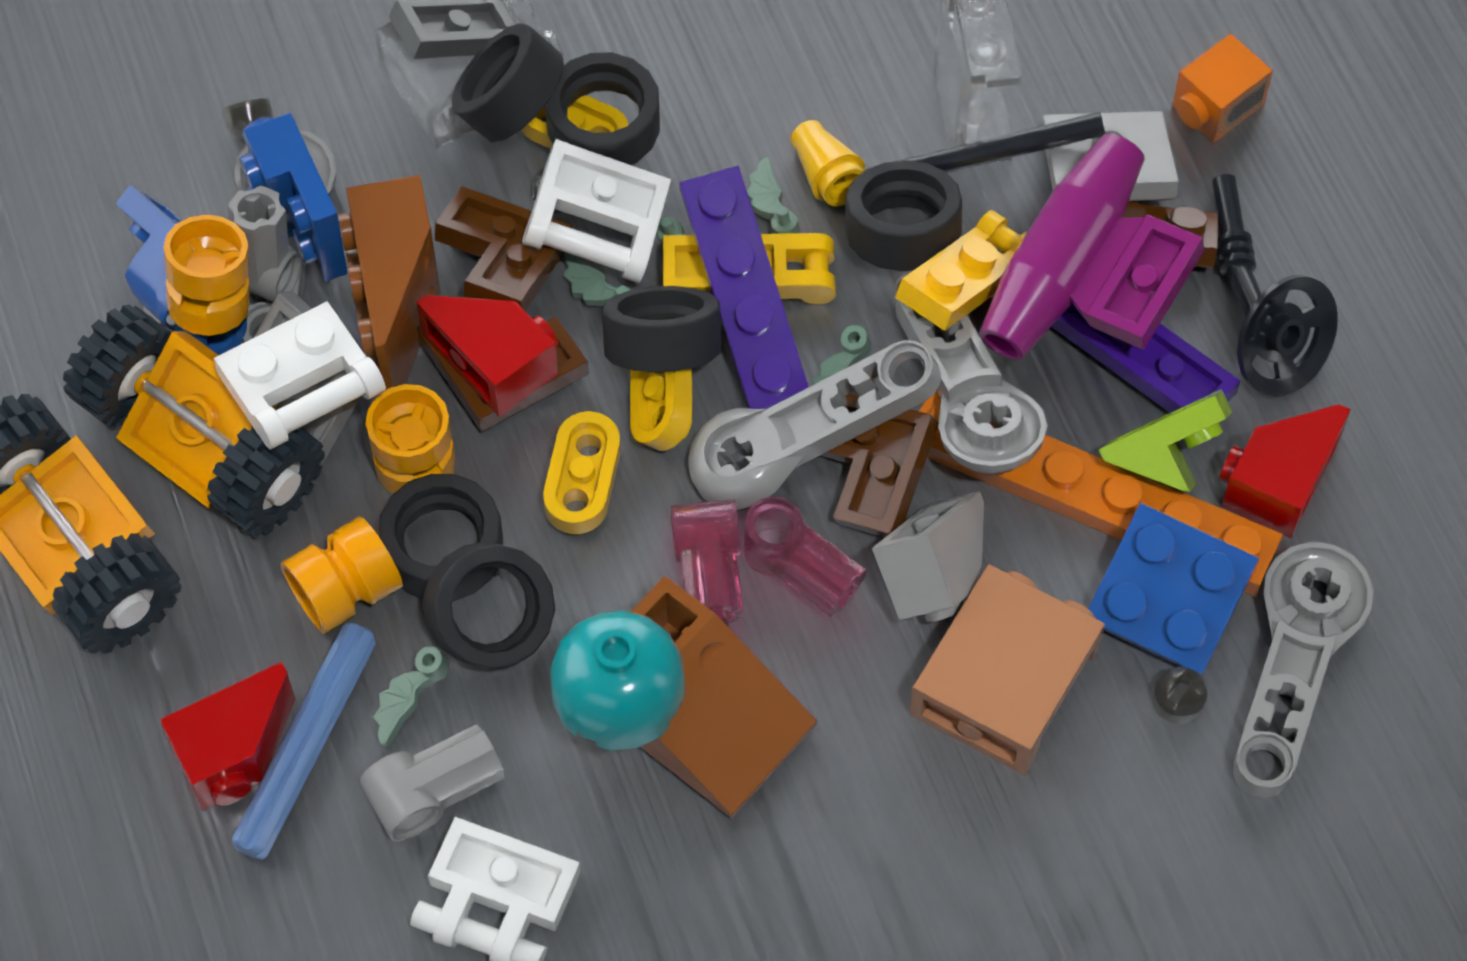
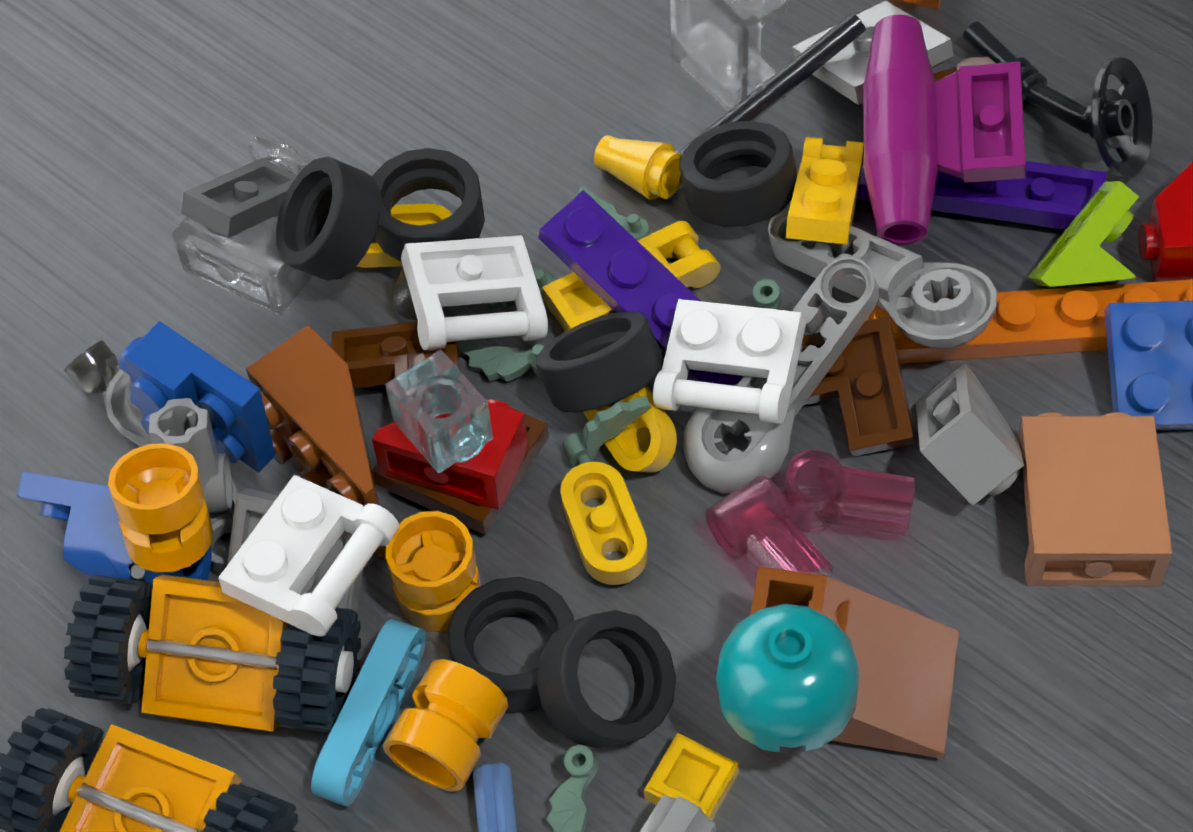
camera: 25 degrees left, 5 degrees down
(302, 521) = (368, 712): none -> medium azure beam
(470, 286) = (433, 390): none -> clear light blue brick
(516, 725) = (693, 774): none -> yellow tile
(633, 388) = (607, 424): none -> sand green piece
(777, 368) = (735, 343): none -> white plate

